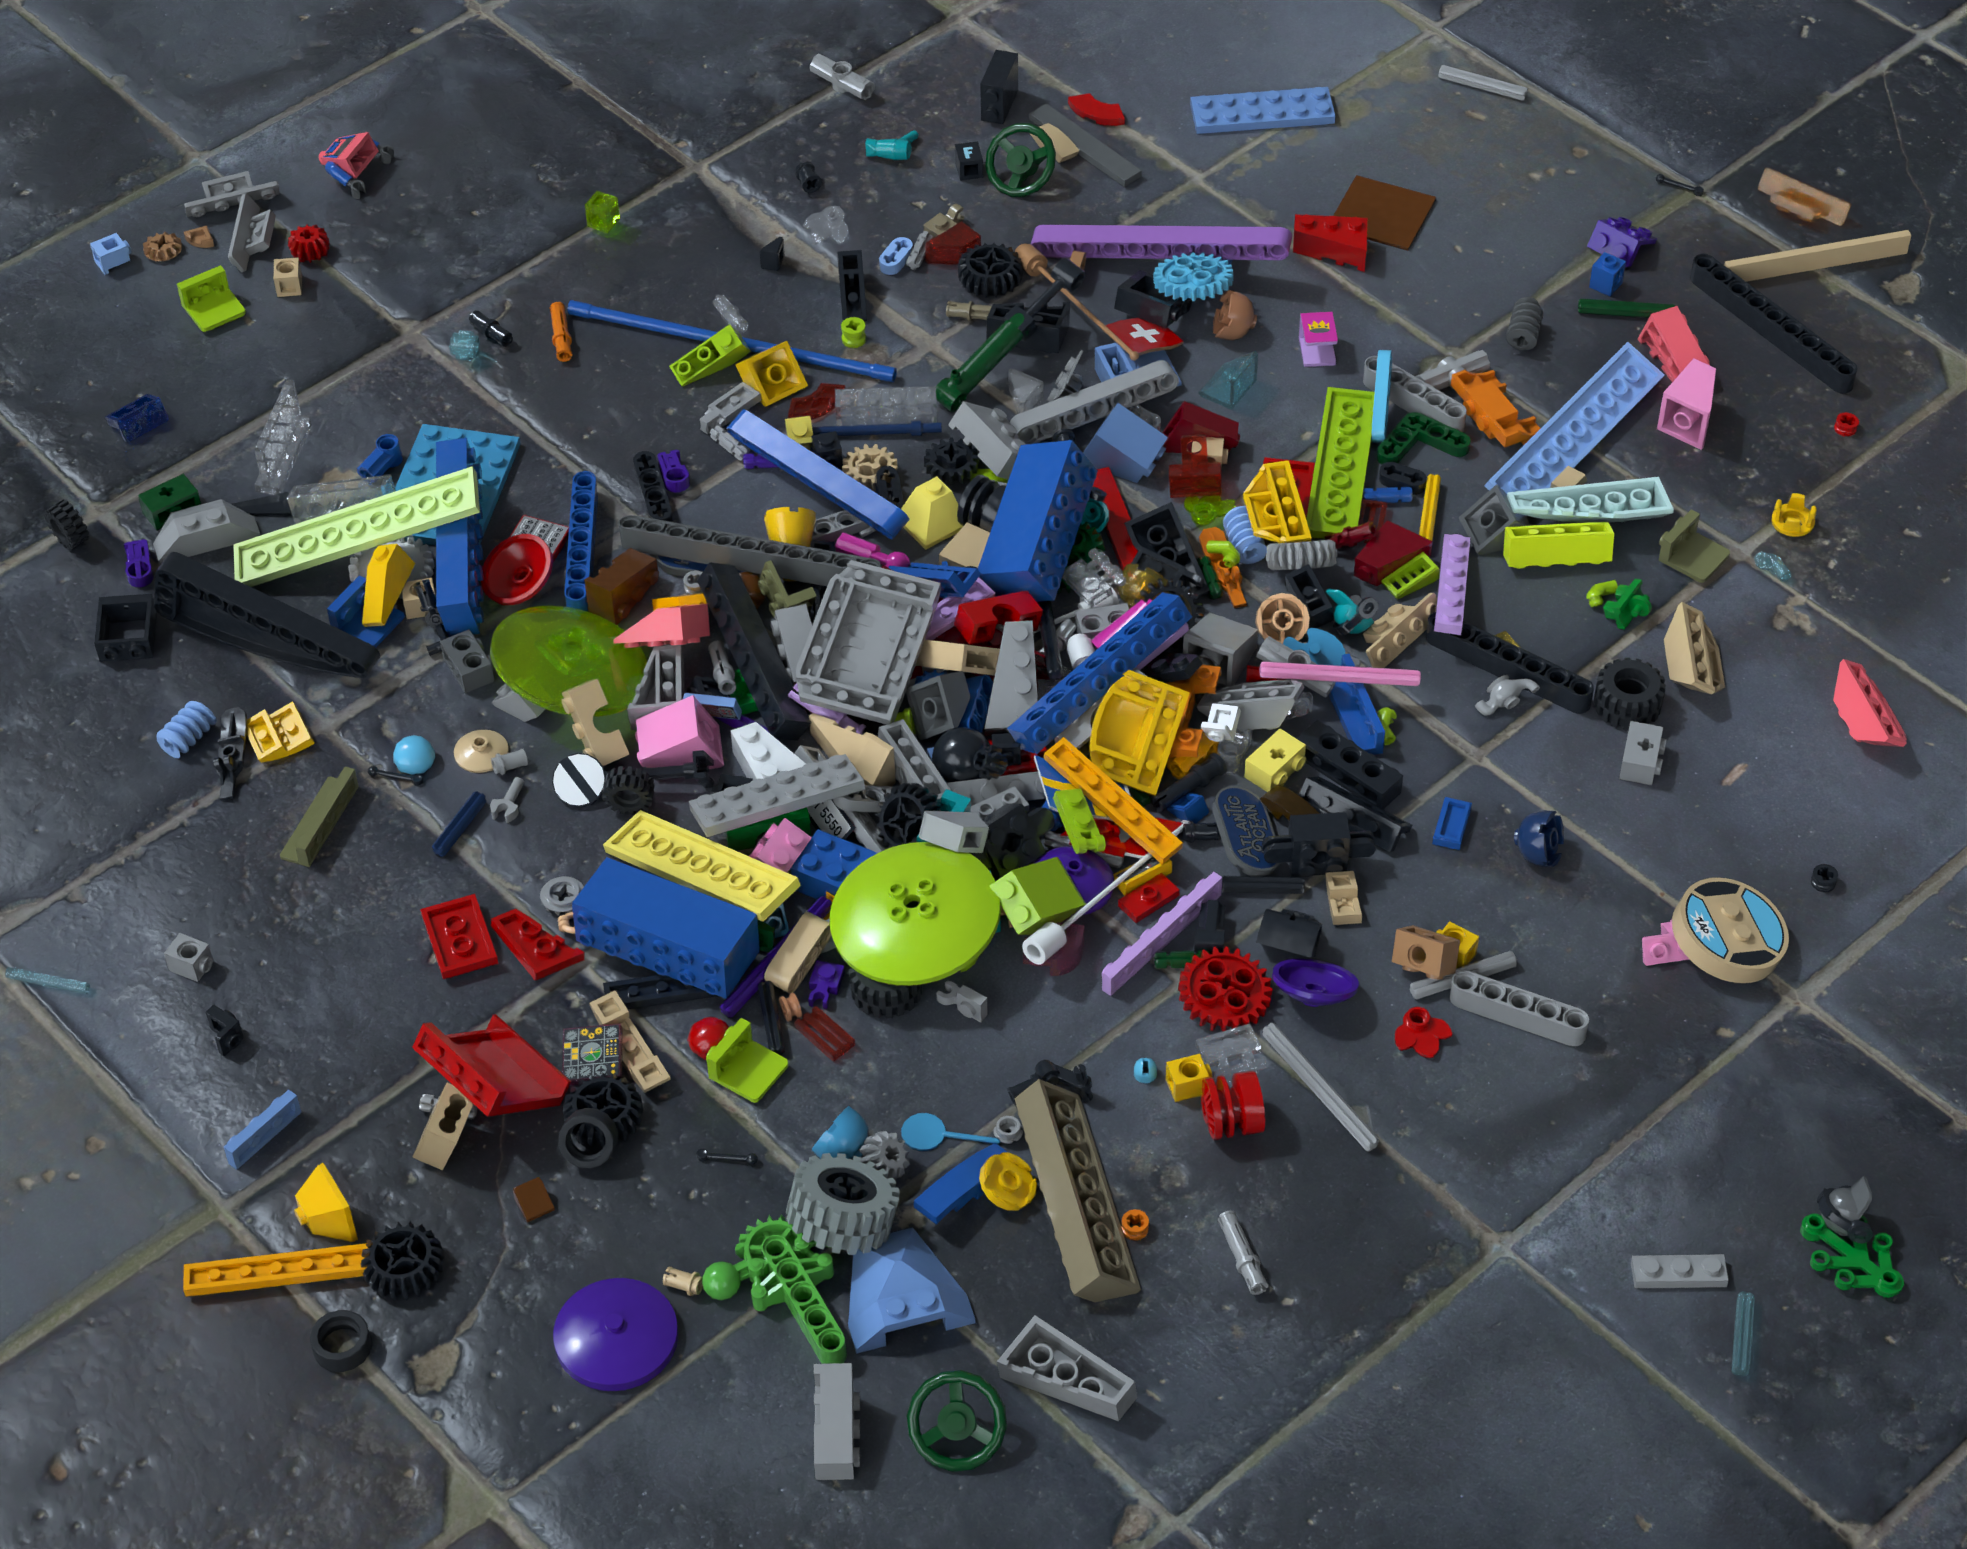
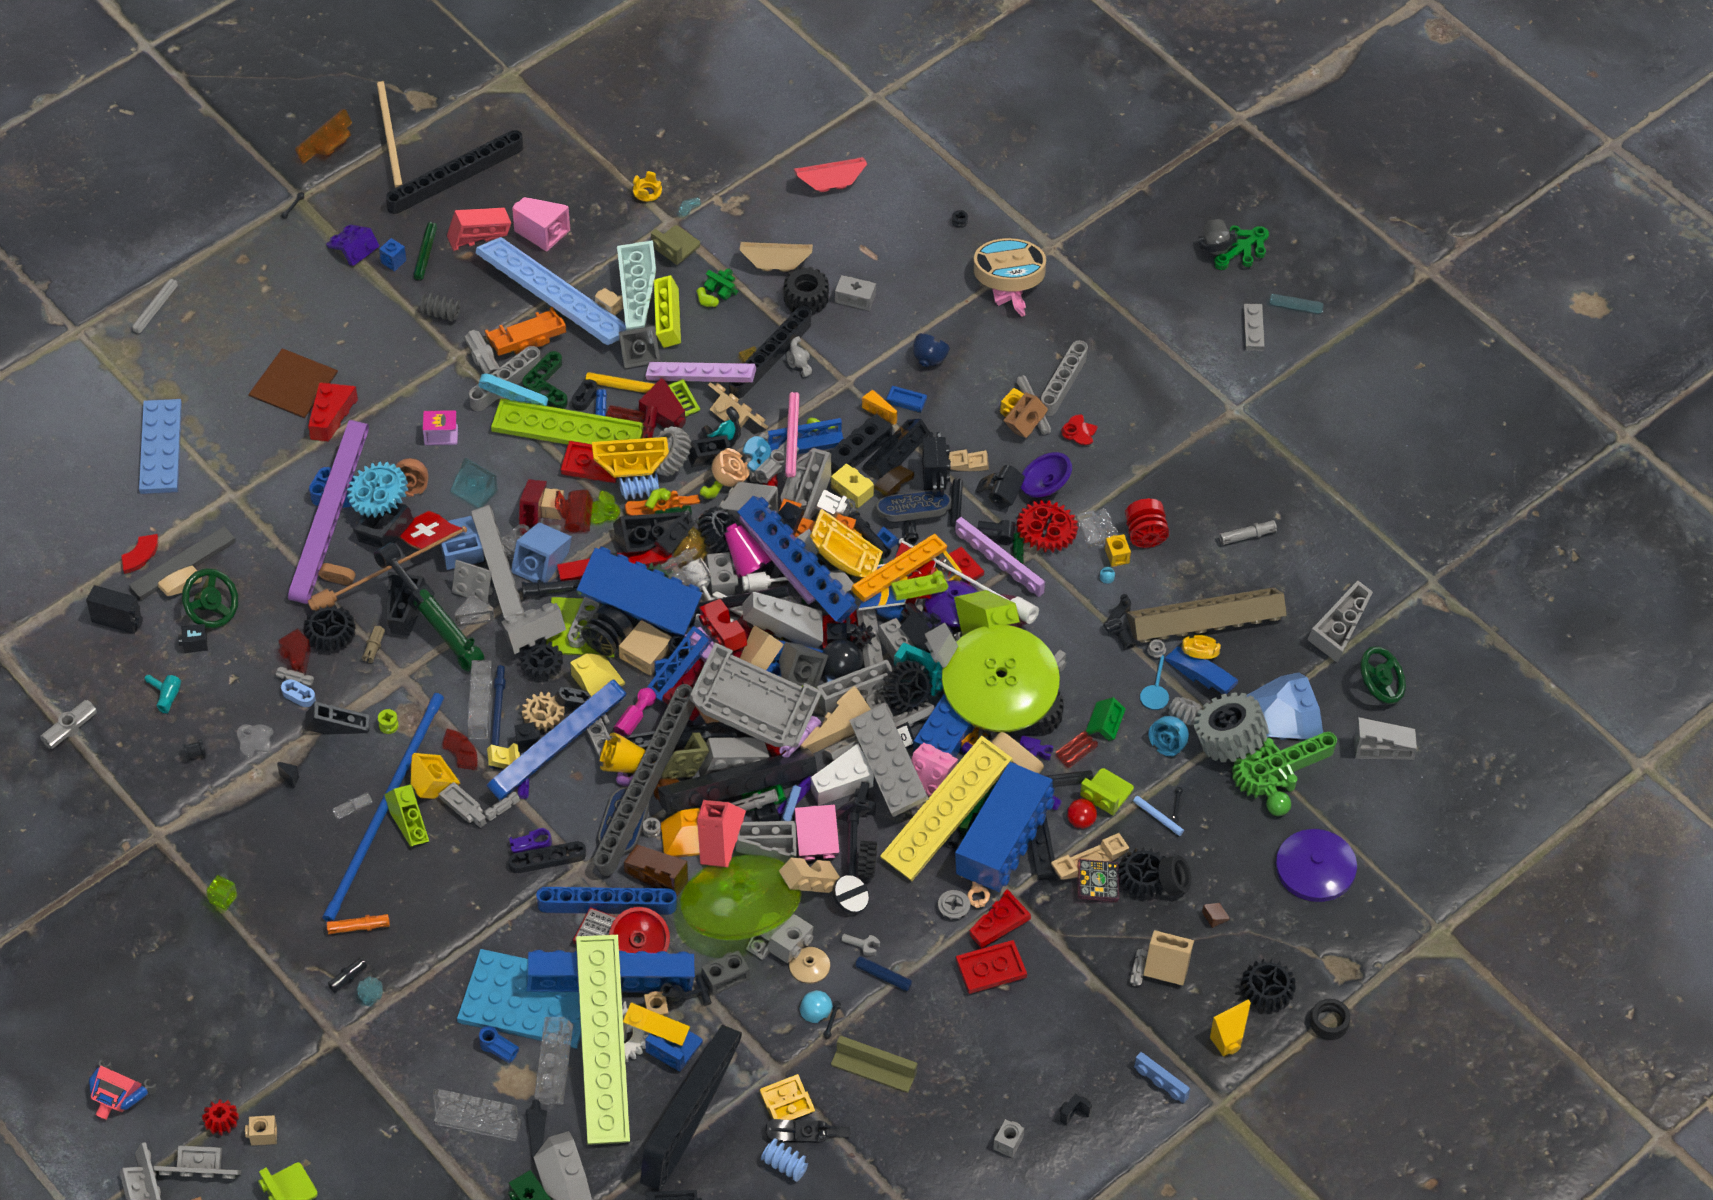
camera: 90 degrees left, 5 degrees up
(273, 1270) = (1276, 1062): light orange plate -> none
(493, 1068) = (1121, 929): red panel -> none
(505, 707) = (791, 938): none -> light grey brick
(509, 761) = (828, 946): light grey pin -> none
(683, 1280) = (1277, 826): tan pin -> none
(706, 1134) = (1158, 815): none -> light blue bar
(790, 1007) = (1057, 765): nougat bush -> none
(875, 1068) = (1106, 718): none -> green panel
(941, 222) = (267, 661): dark tan plate -> none
(1135, 1232) = (1227, 581): orange bush -> none
(1244, 610) = (711, 493): none -> lime arm
(1320, 1087) = (1120, 485): light grey axle -> none
(1429, 784) = (877, 405): none -> light orange slope
(1846, 424) = (557, 153): red bush -> none

